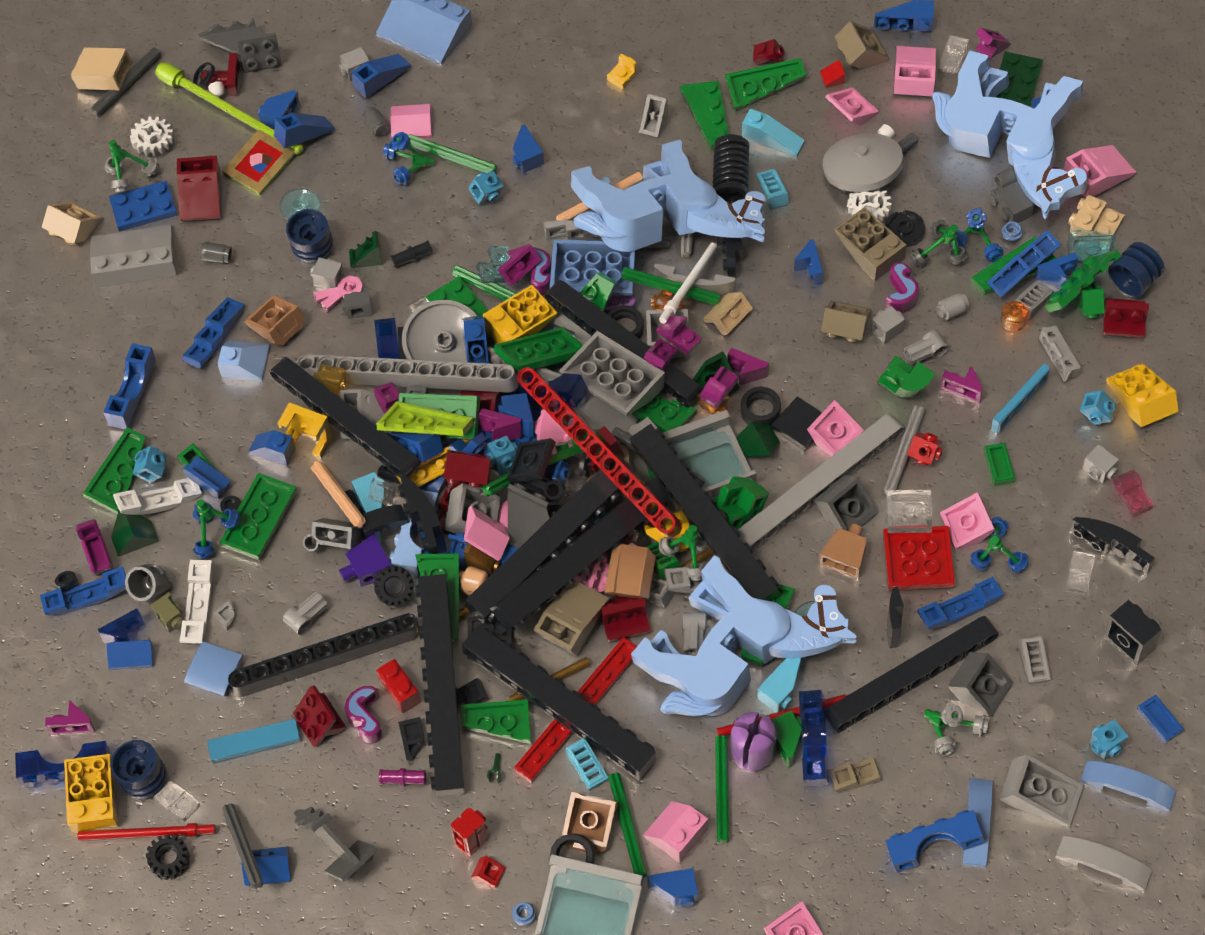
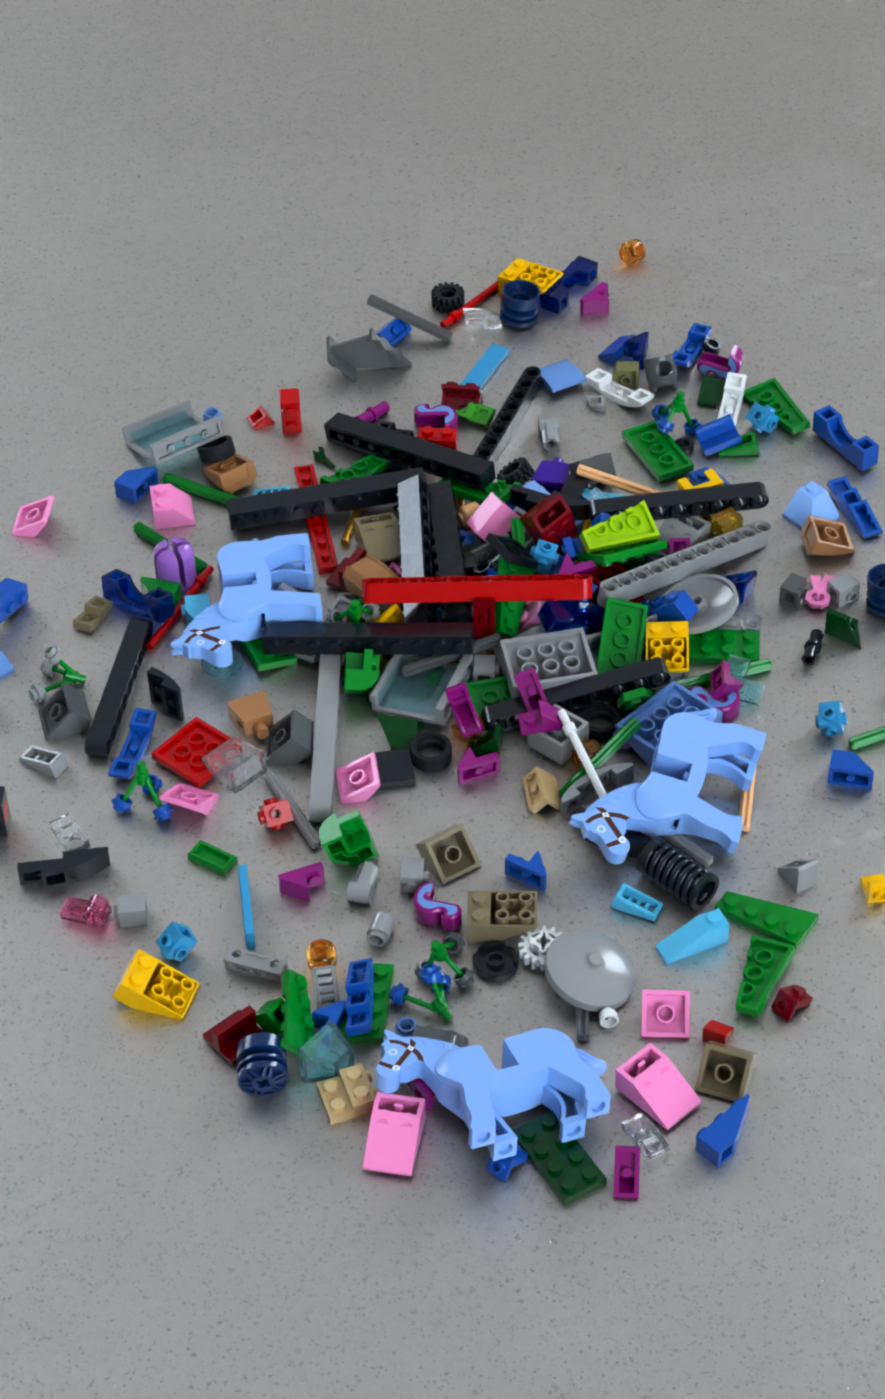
camera: 130 degrees right, 15 degrees down
(329, 688) = (477, 414): none -> bright green slope

